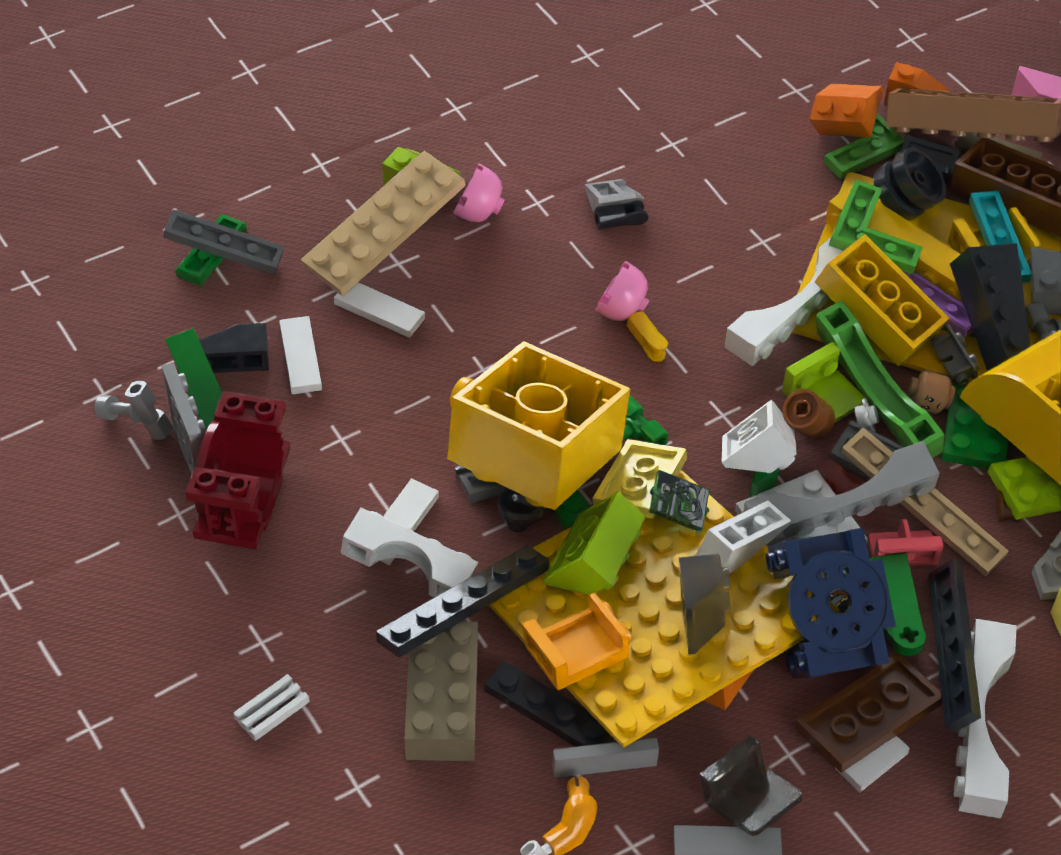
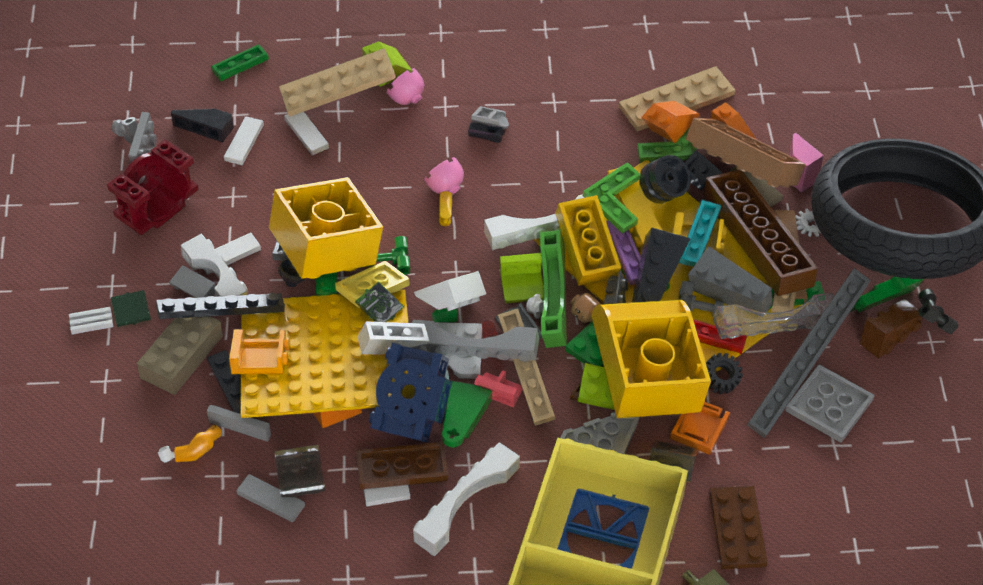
camera: 30 degrees right, 0 degrees up
(201, 381) = (175, 122): green tile -> none
(223, 242) = (244, 60): dark grey plate -> none
(315, 663) = (130, 308): none -> clear green piece
(389, 586) = (192, 283): none -> light grey hinge
(596, 546) = (315, 309): lime slope -> none
(703, 598) = (333, 358): clear smoke slope -> none
(808, 413) = (496, 288): dark orange wheel -> none
(836, 60) = (692, 91): none -> tan plate
(954, 646) = (471, 455): black plate -> none

